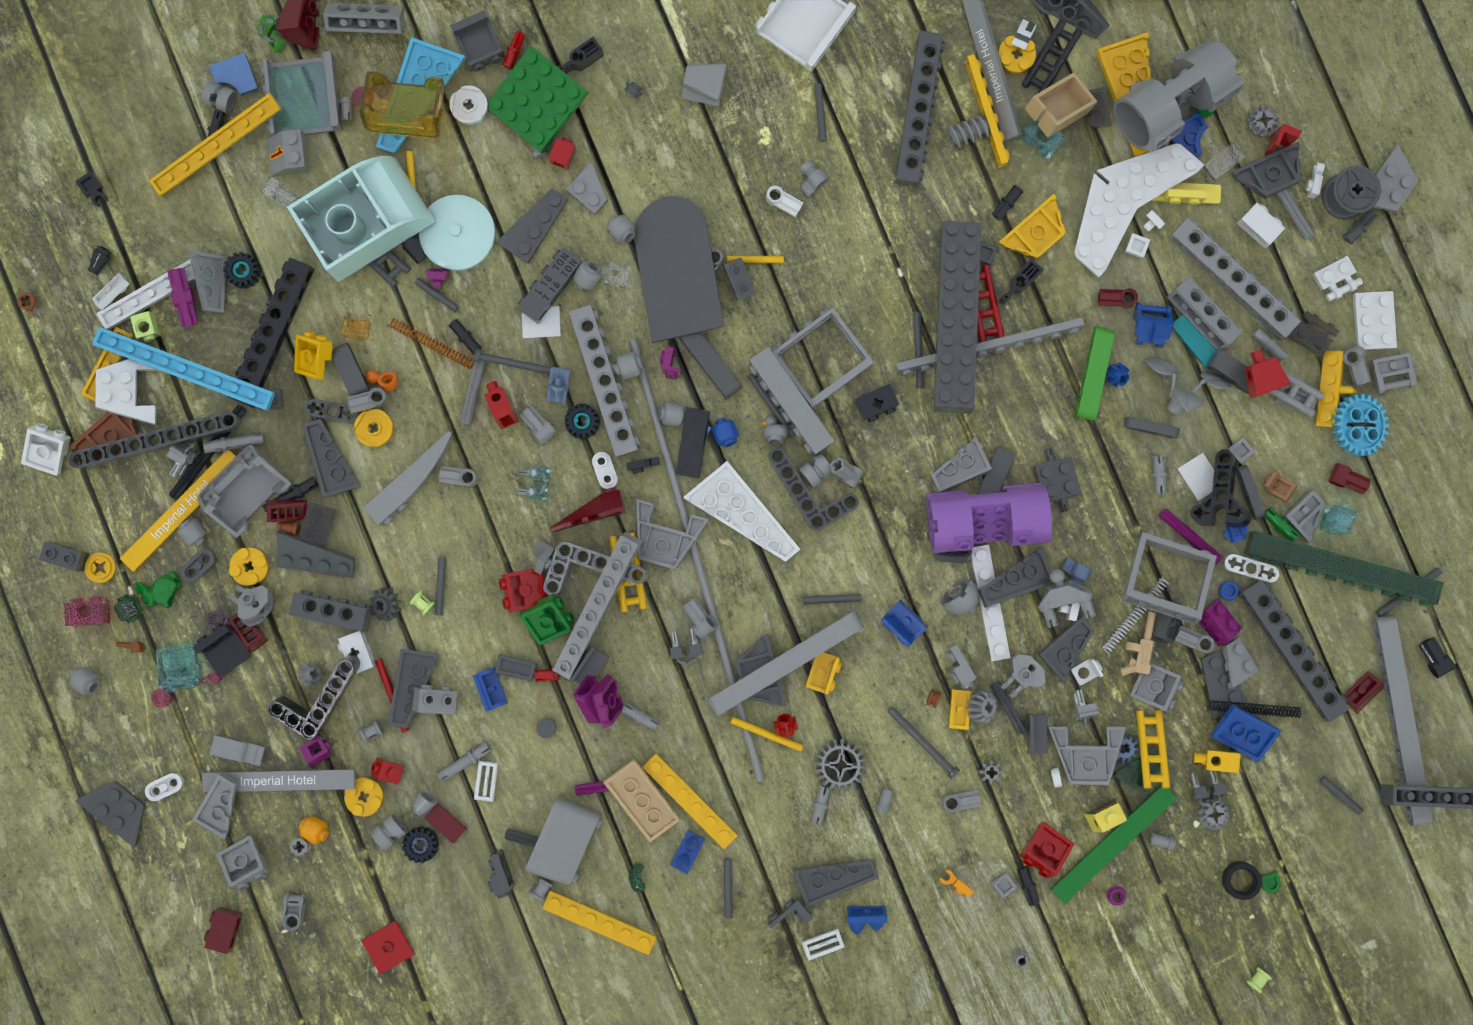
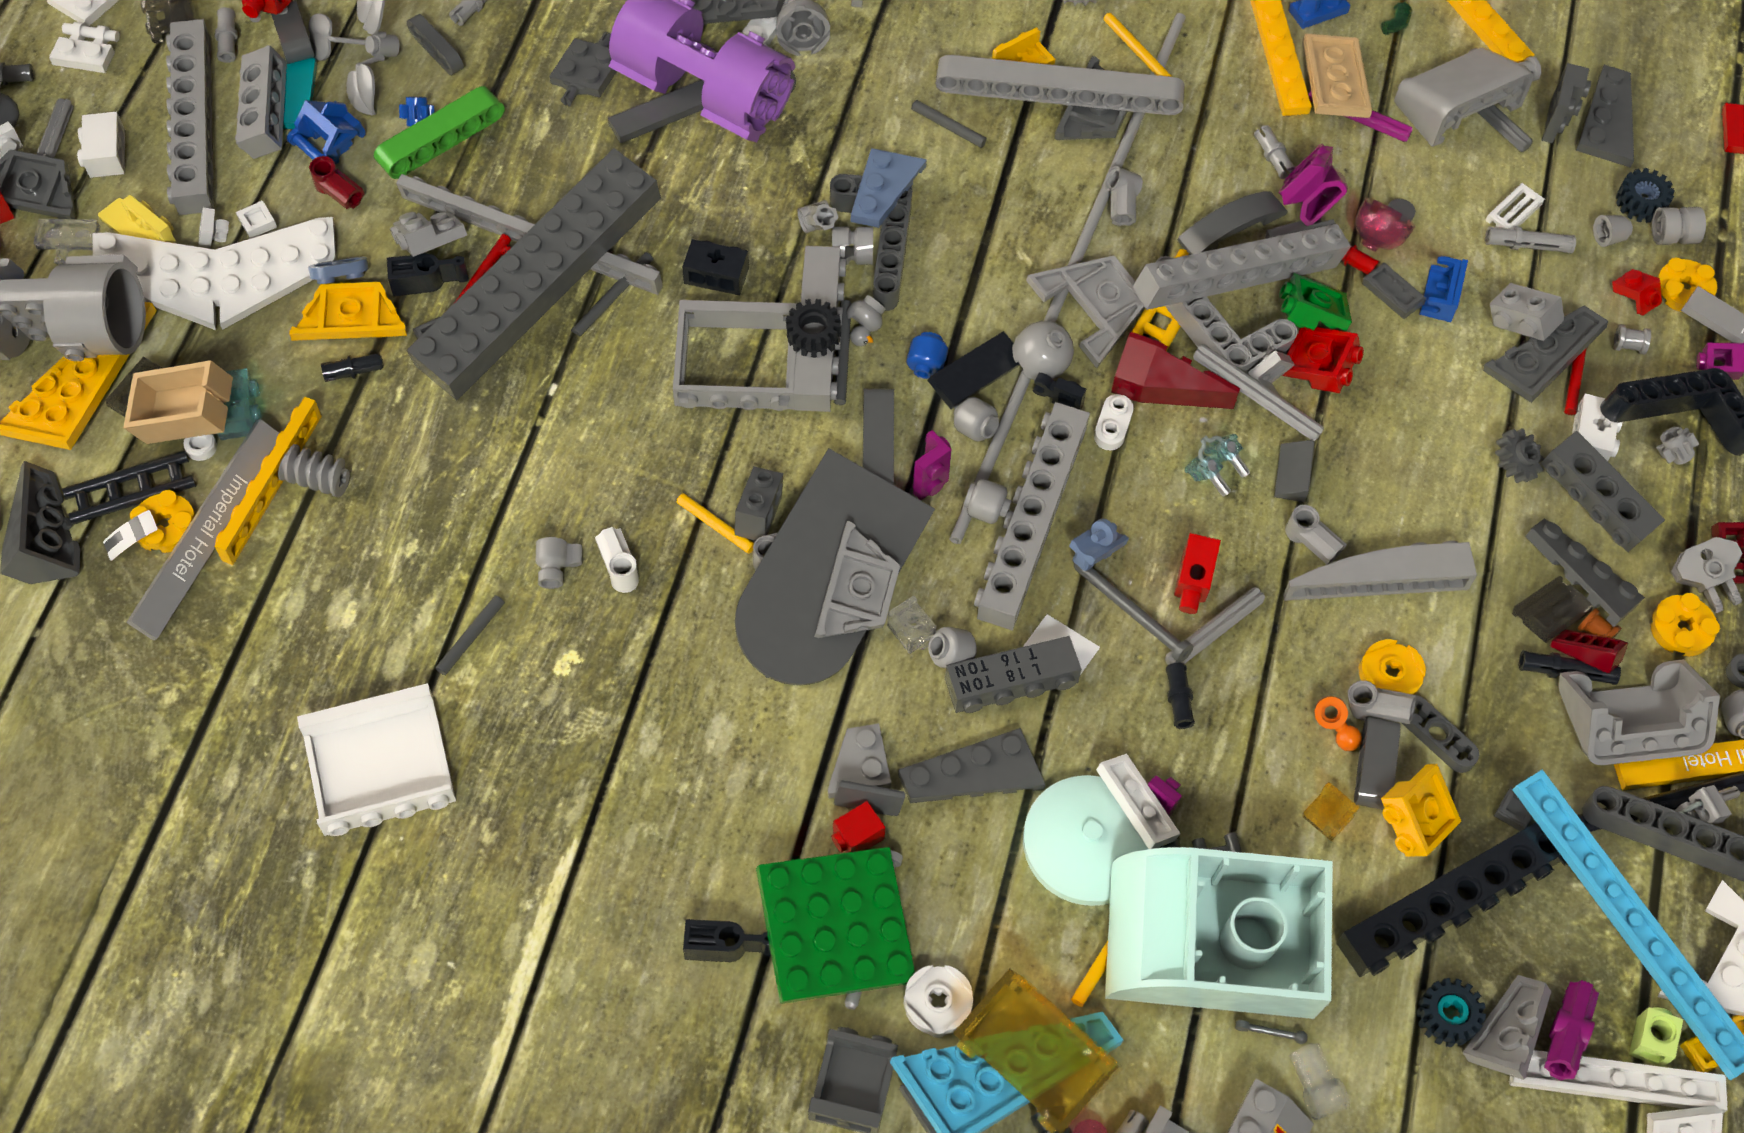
camera: 145 degrees left, 25 degrees down
(232, 443) = (1599, 777): light grey pin -> none
(329, 463) = (1485, 673): dark grey wing -> none
(417, 339) = (1236, 722): clear orange piece -> none
(422, 603) = (1468, 429): yellowish green bush -> none
(436, 294) = (1177, 772): dark grey piece -> none
(440, 586) = (1429, 437): dark grey bar -> none
(444, 260) = (1138, 801): none -> white plate
(445, 823) = (1595, 196): dark red tile -> none
(472, 891) = (1610, 119): none -> dark grey wing
(494, 510) = (1294, 470): none -> dark grey slope
(514, 50) = (810, 1029): red axle -> none
(540, 428) = (1161, 518): light grey piece -> none
(540, 536) = (1258, 392): none -> light grey axle
(546, 704) = (1381, 226): none -> clear pink cylinder
(570, 173) = (881, 799): none -> dark grey slope
(592, 421) = (1110, 501): black bush -> none
(621, 229) = (859, 675): light grey head -> none
(631, 648) = (1230, 220): none -> dark grey slope
(633, 89) = (688, 843): dark grey plate -> none
(654, 270) = (858, 587): none -> light grey wing
(668, 480) = (1043, 349): none -> light grey cylinder
(676, 649) = (1155, 173): piece -> none
(704, 83) = (583, 775): light grey piece -> none
(734, 504) = (980, 276): white wing -> none
(785, 725) = (1113, 33): red gear -> none
(792, 378) = (813, 314): none -> black tyre
(826, 515) = (882, 184): none -> sand blue wing
(903, 623) = (889, 47): blue bracket -> none
(926, 42) = (339, 558): dark grey brick -> none
(963, 467) = (680, 143): light grey wing -> none
(1038, 302) = (419, 235): none -> light grey plate
(1066, 249) = (326, 271): none -> sand blue plate

